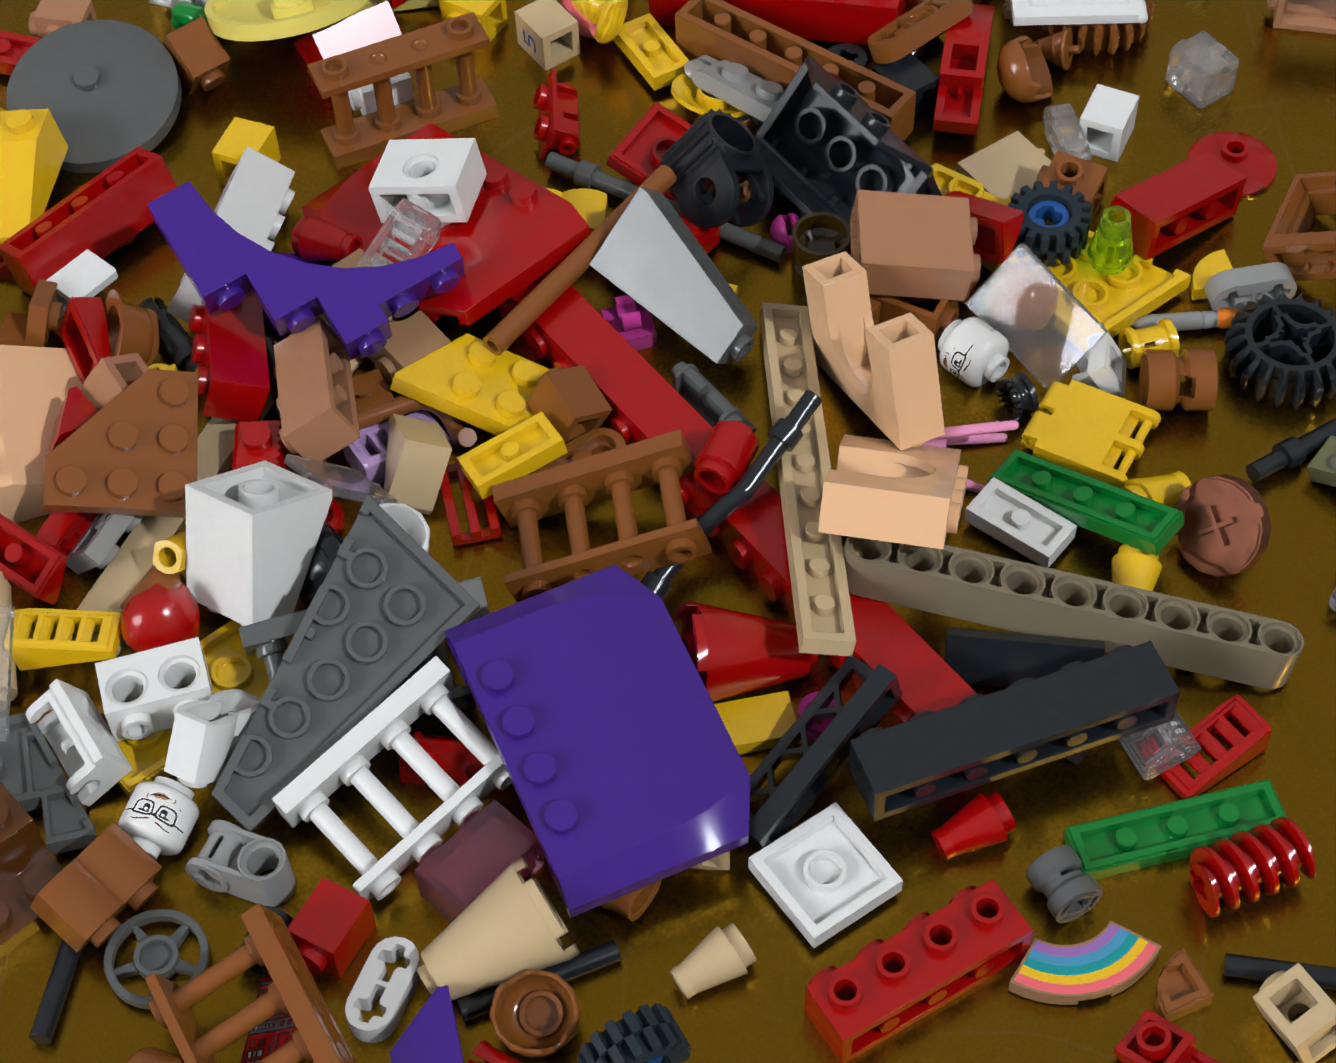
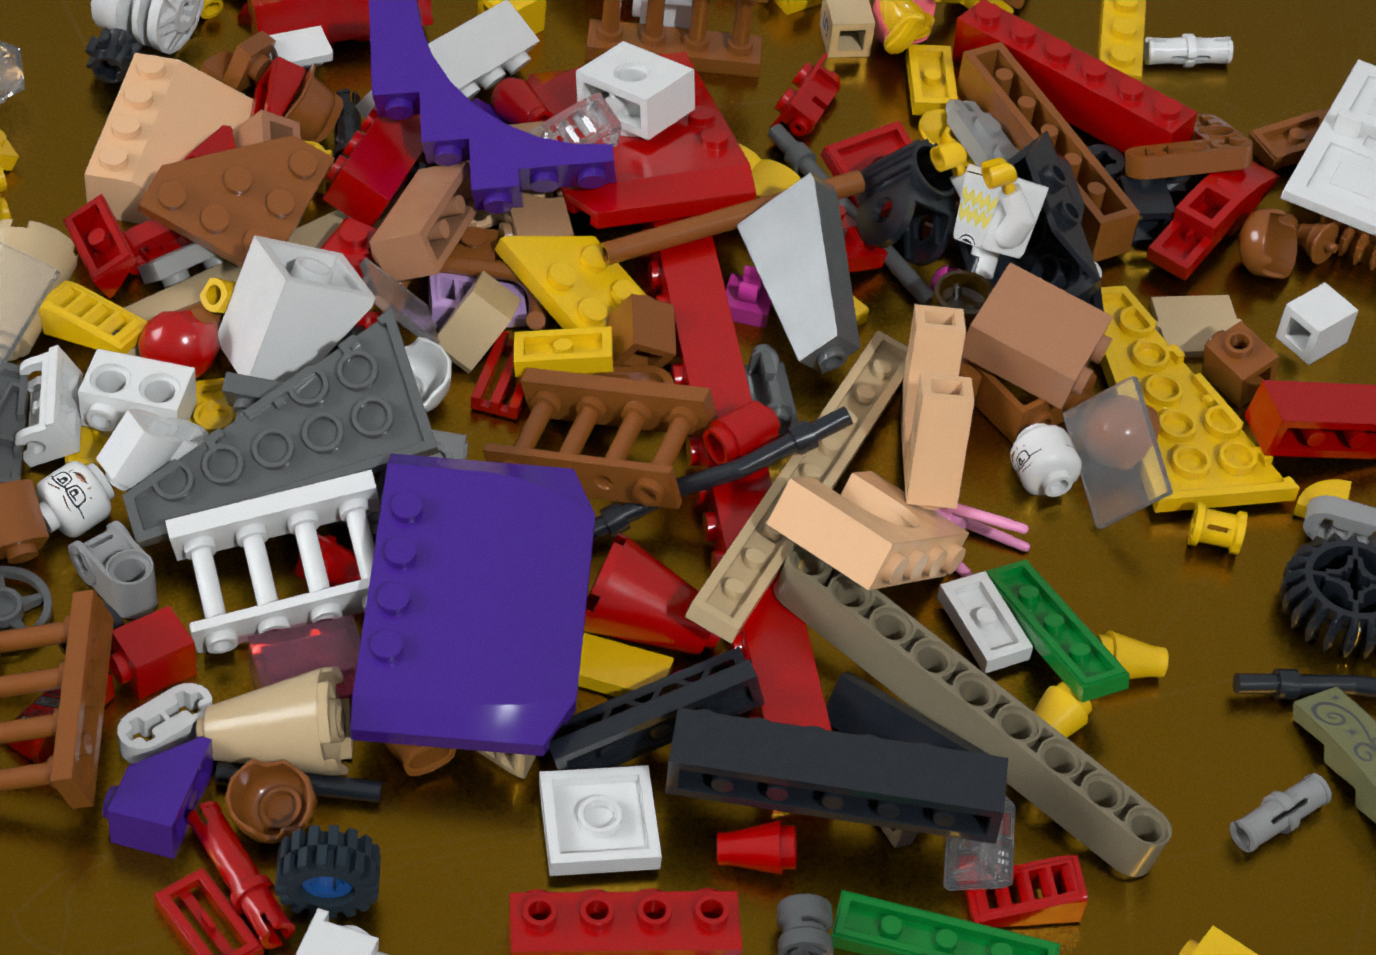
camera: 20 degrees right, 5 degrees down
(714, 961) = (453, 840): tan cone -> none
(806, 146) = (994, 207): none -> white torso
(996, 227) = (1127, 354): red slope -> none
(1017, 396) = (1060, 515): black bush -> none
(1065, 131) = (1270, 313): clear beam -> none
(1066, 211) = (1184, 398): black bush -> none
(1089, 431) = (1105, 576): yellow plate -> none
(1104, 367) = (1158, 529): white tile -> none
(1112, 242) = (1235, 422): clear neon green cone -> none
(1161, 383) = (1202, 562): dark orange wheel -> none
(1191, 320) = (1272, 527): light grey piece -> none
(1223, 525) = (1168, 708): copper tile -> none

